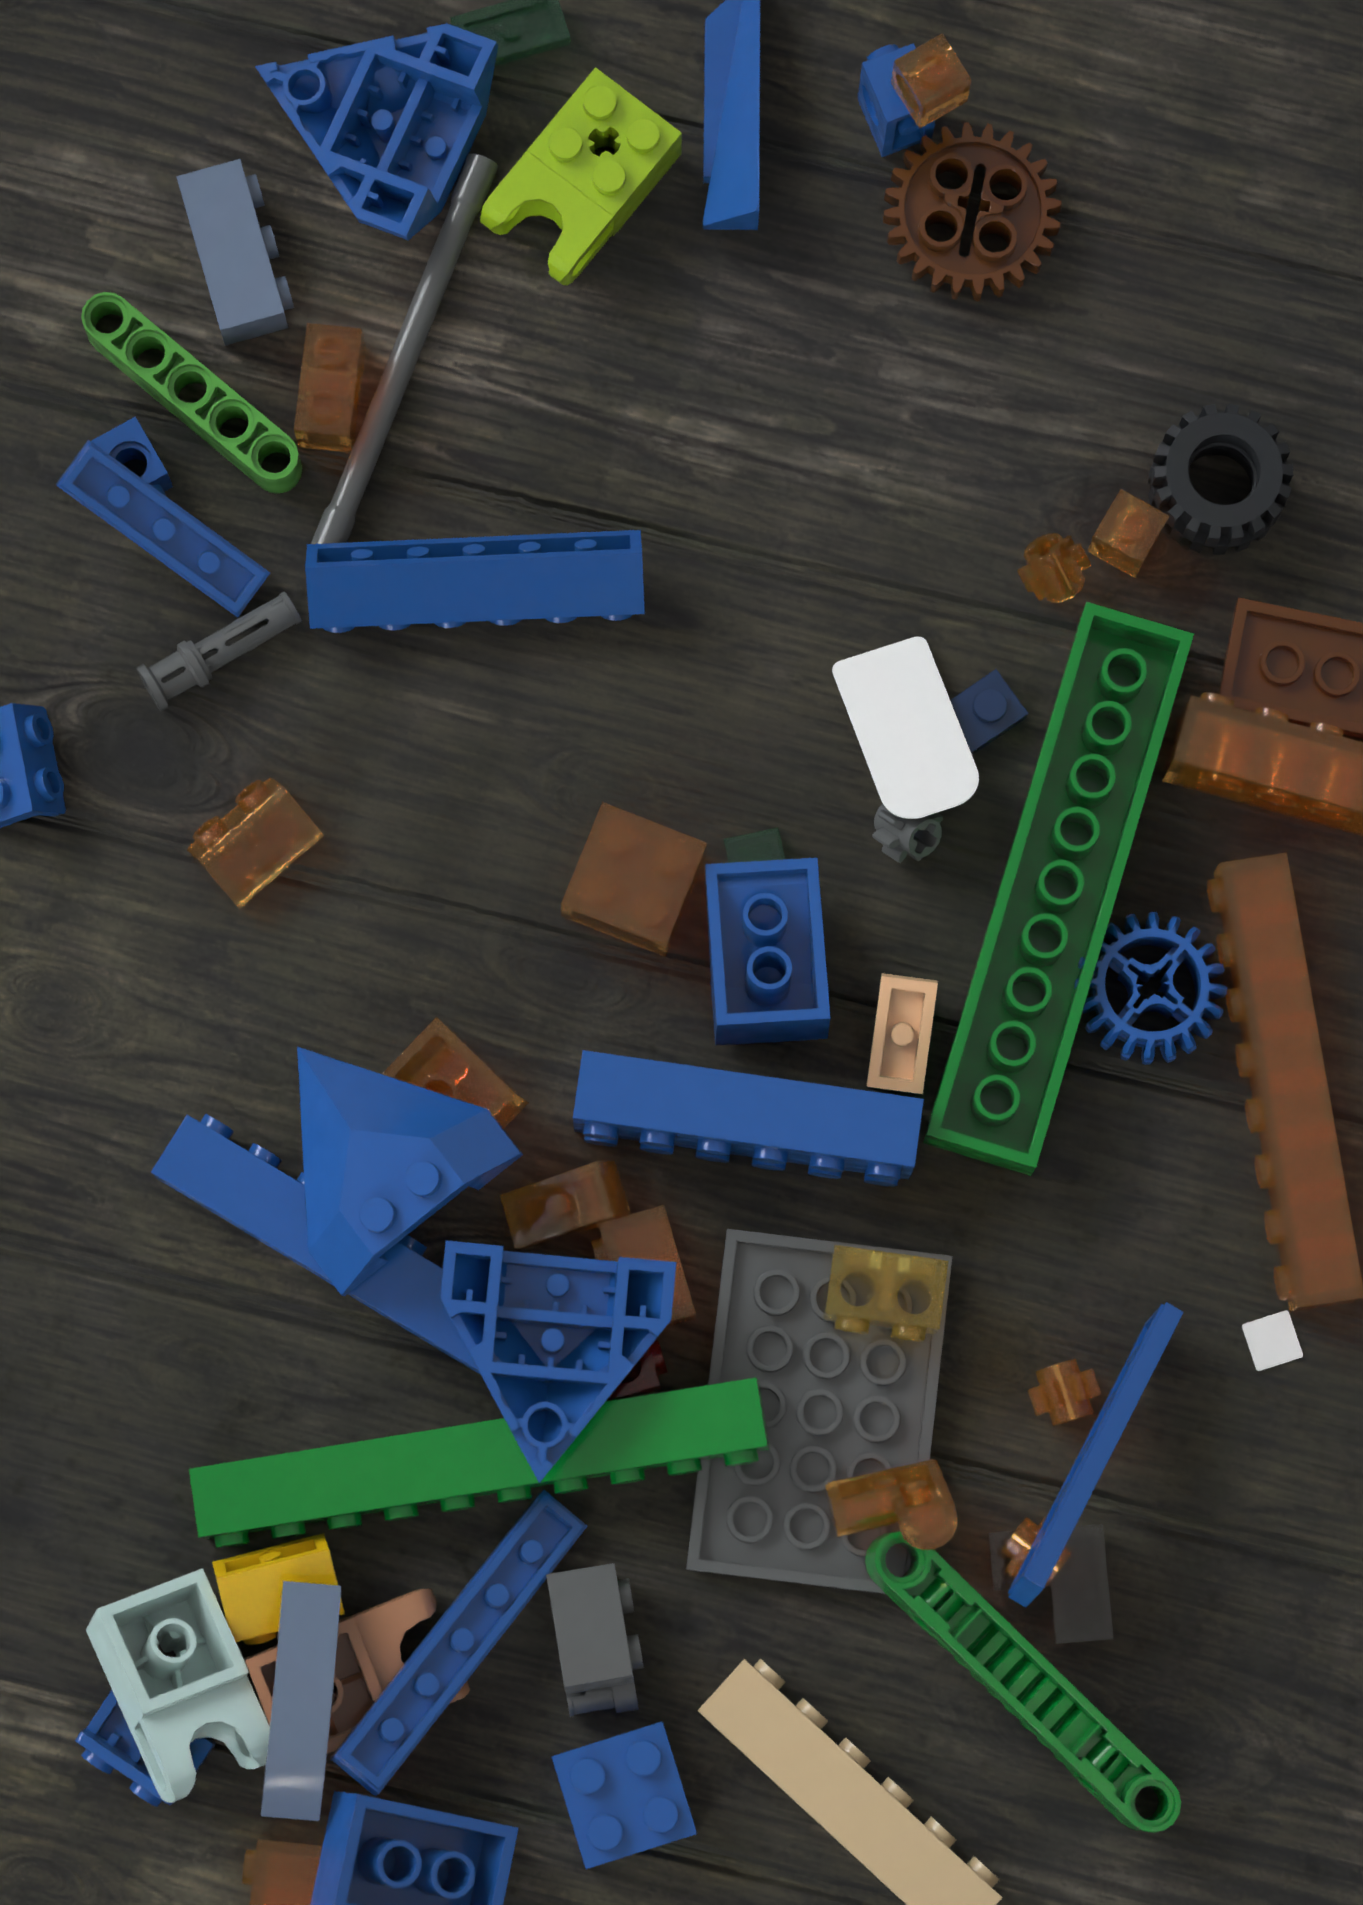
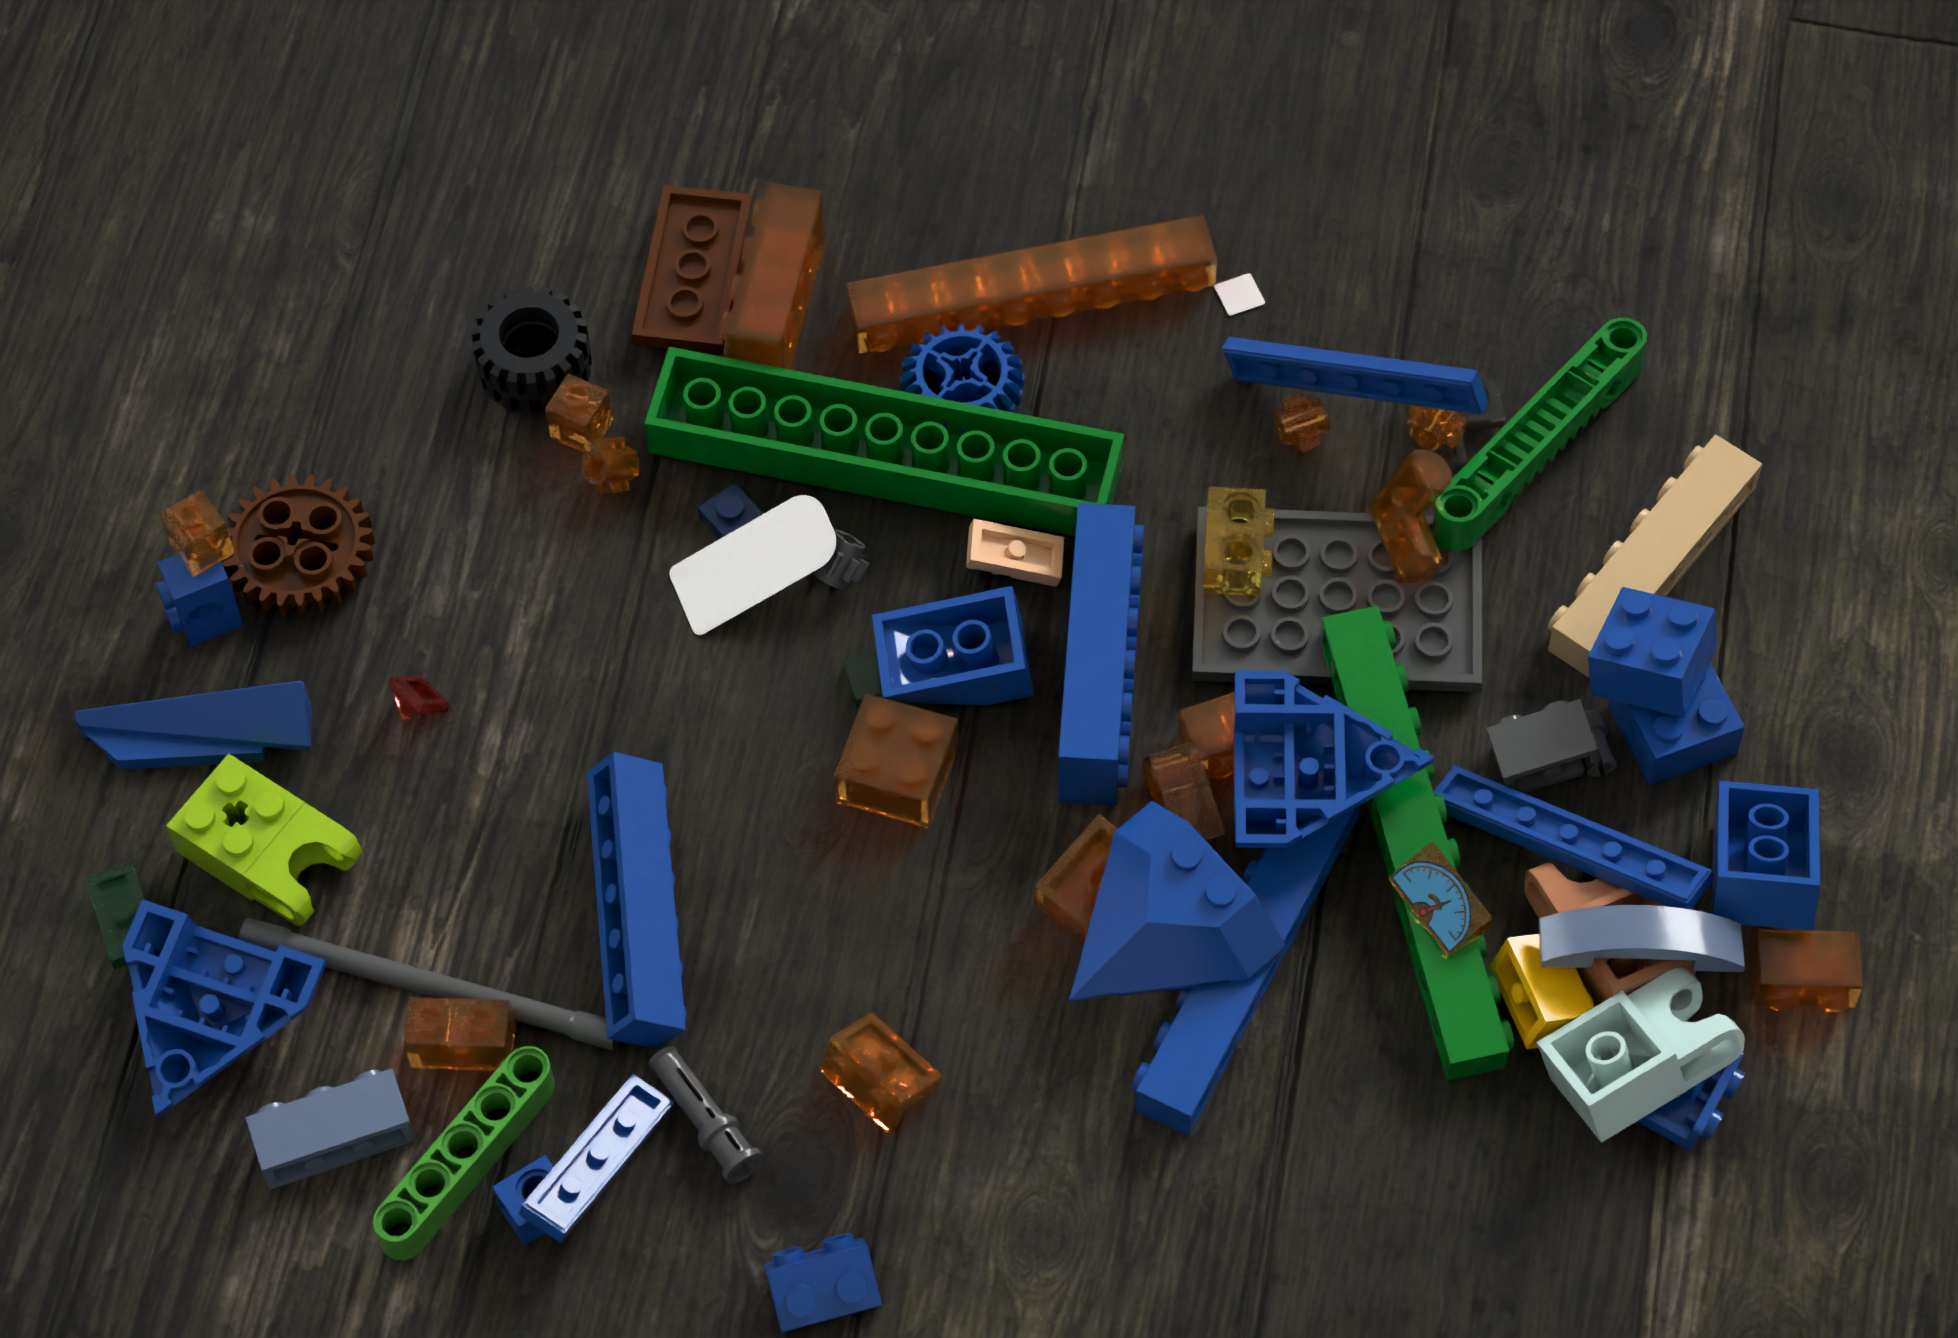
camera: 90 degrees left, 20 degrees down
(377, 1475) = (1441, 899): none -> slope
(672, 1764) = (1652, 651): none -> blue brick
(765, 348) = (417, 697): none -> clear red slope

